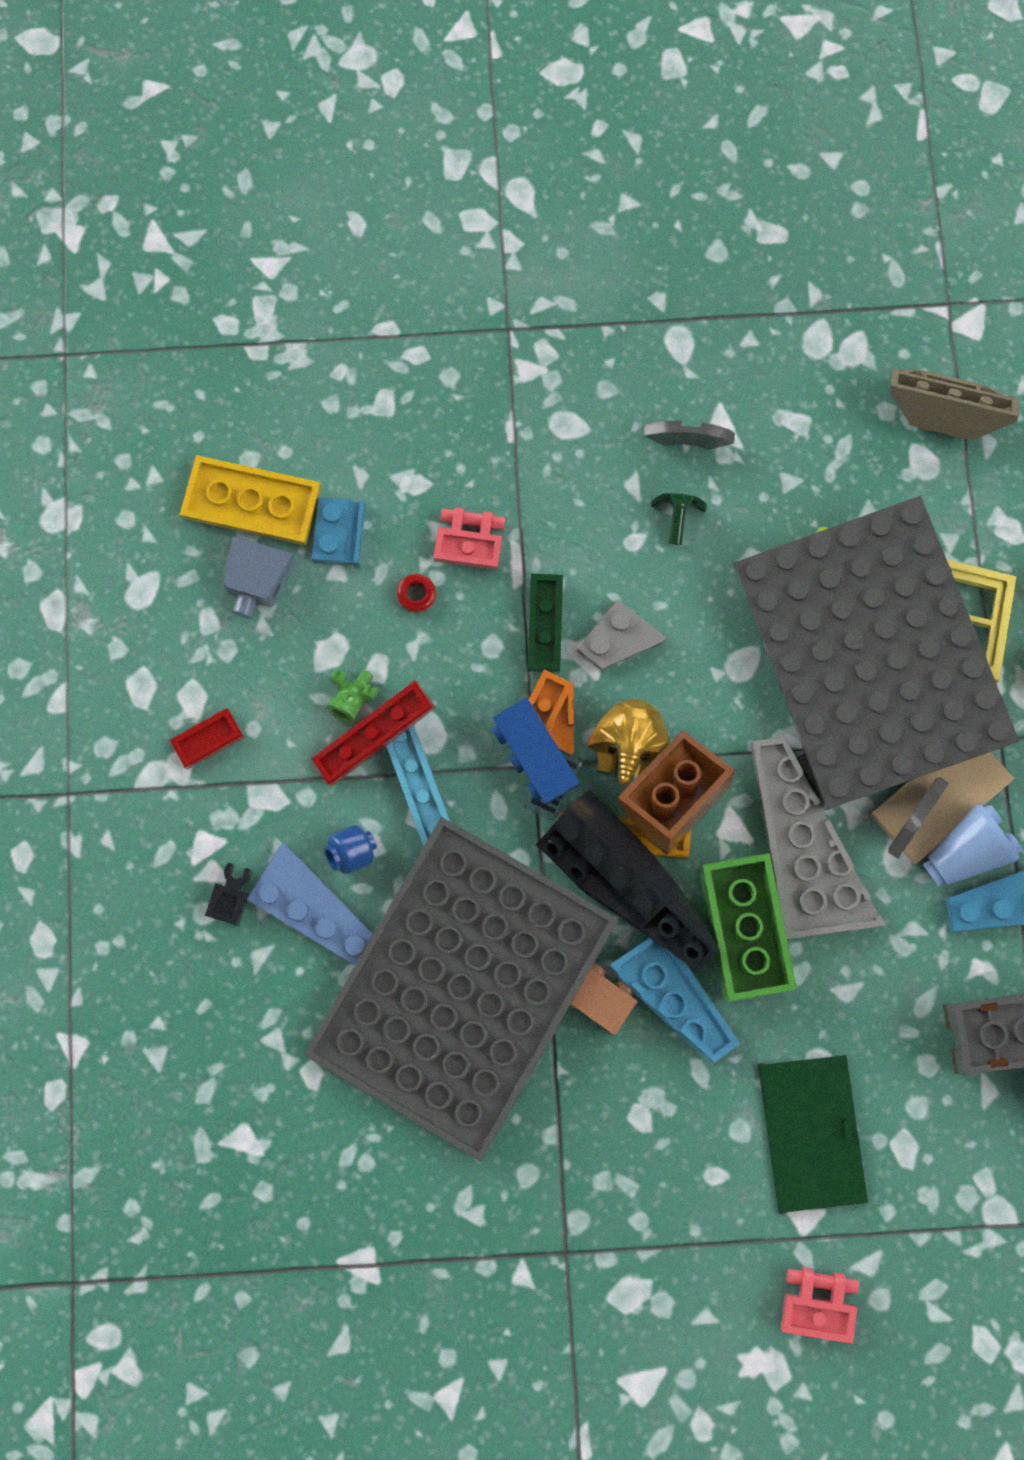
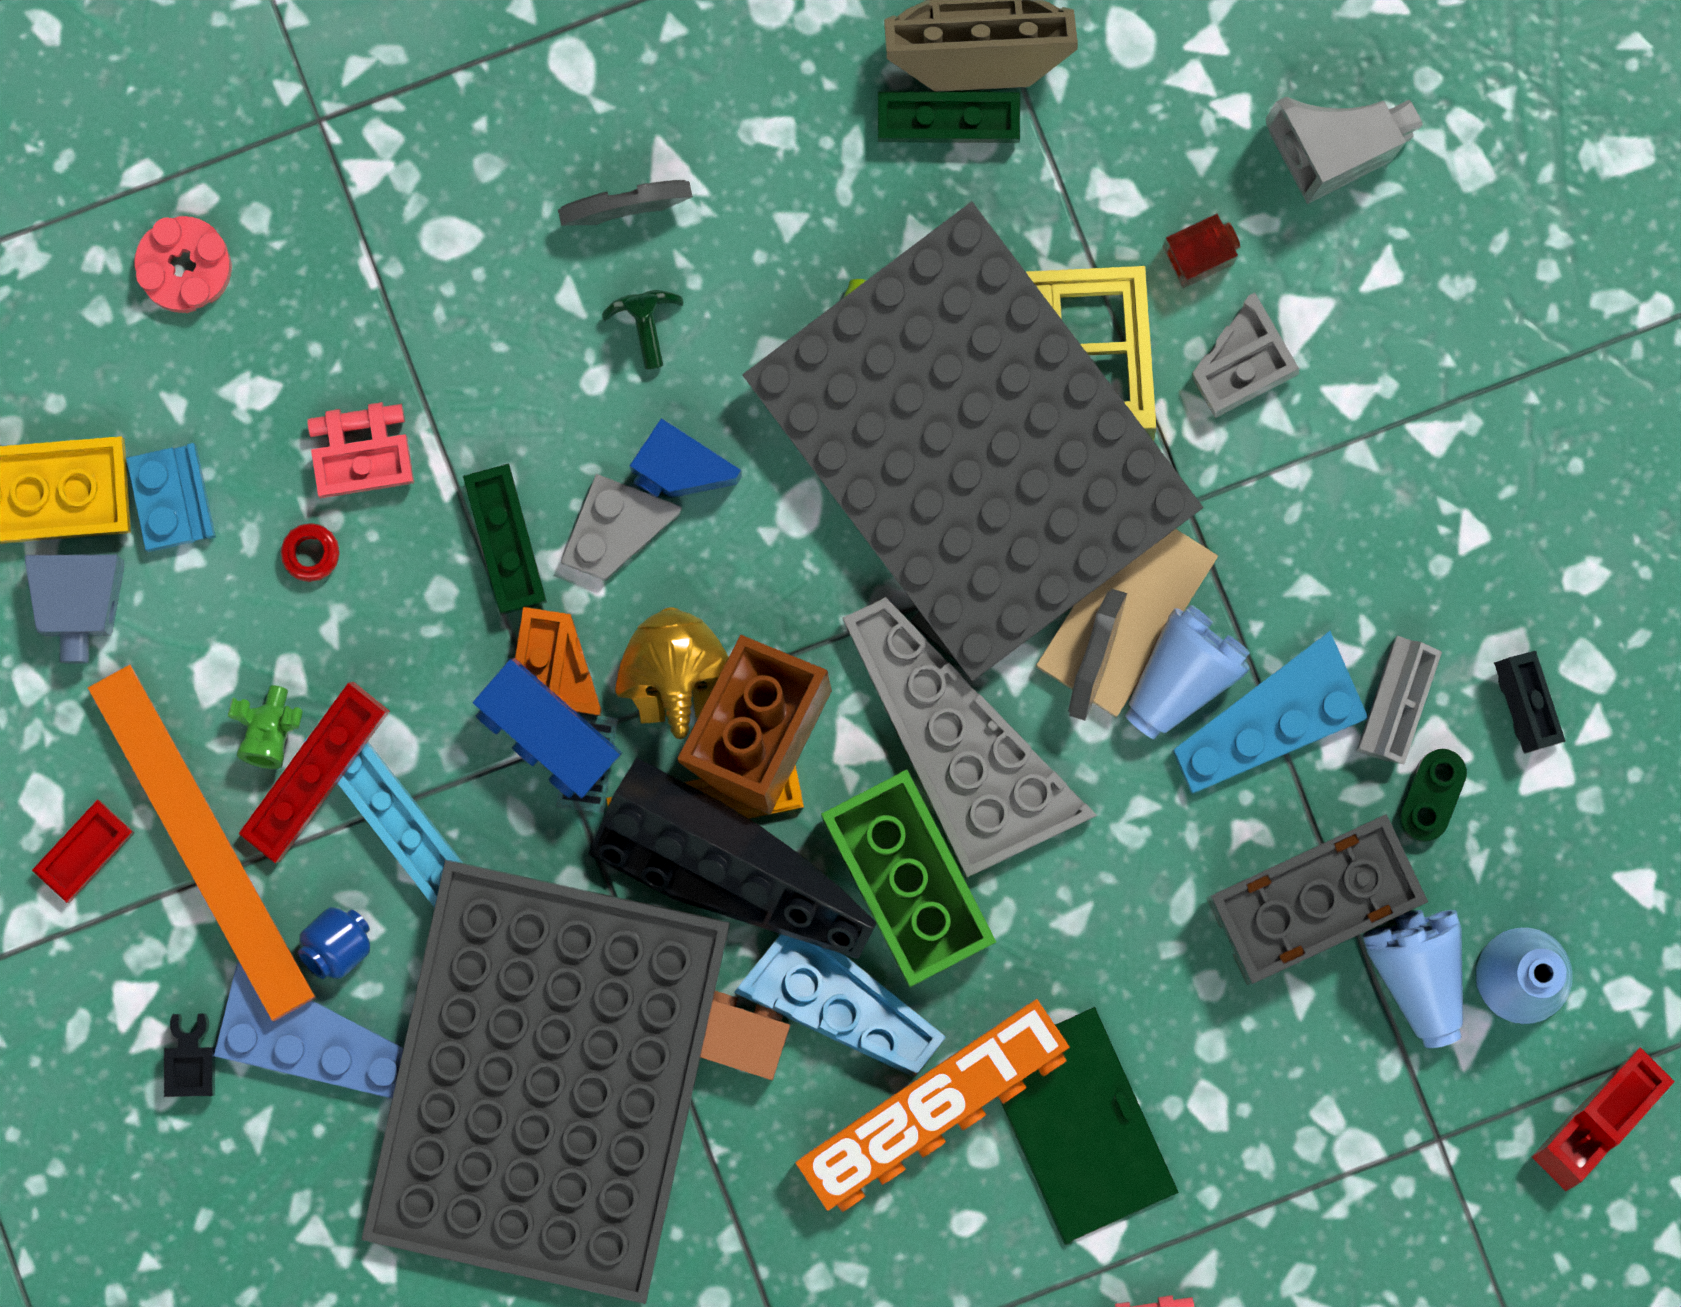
camera: 20 degrees left, 5 degrees up
(285, 759) = (201, 843): none -> orange tile
(392, 372) = (170, 239): none -> coral plate
(675, 610) = (679, 465): none -> blue slope
(719, 1087) = (932, 1105): none -> orange brick
(914, 445) = (949, 117): none -> dark green plate

